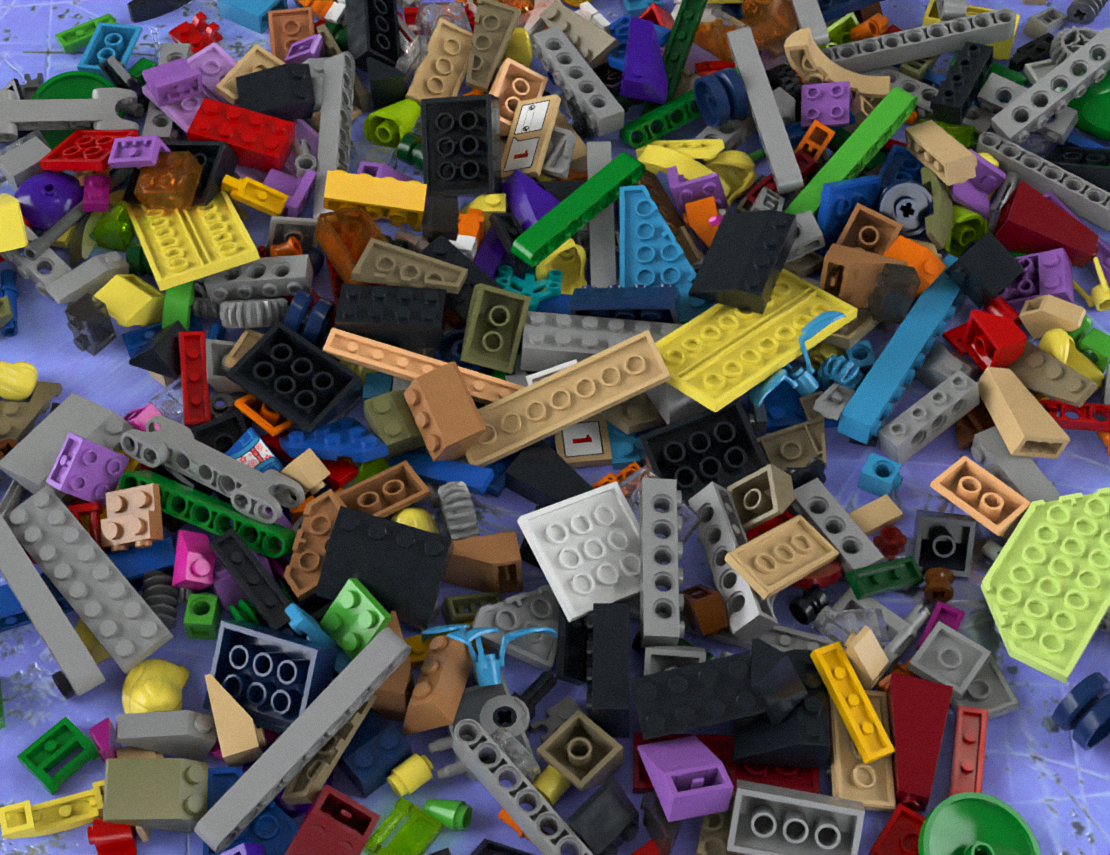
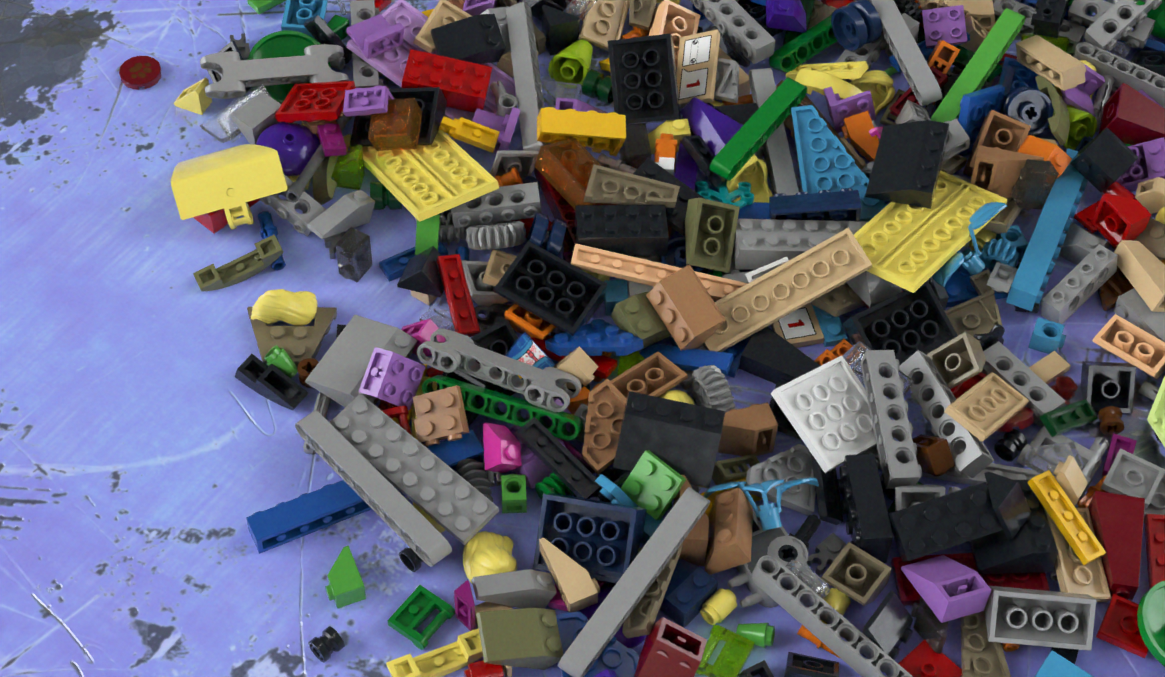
camera: 10 degrees left, 0 degrees up
(132, 300) = (386, 231): light yellow slope -> none

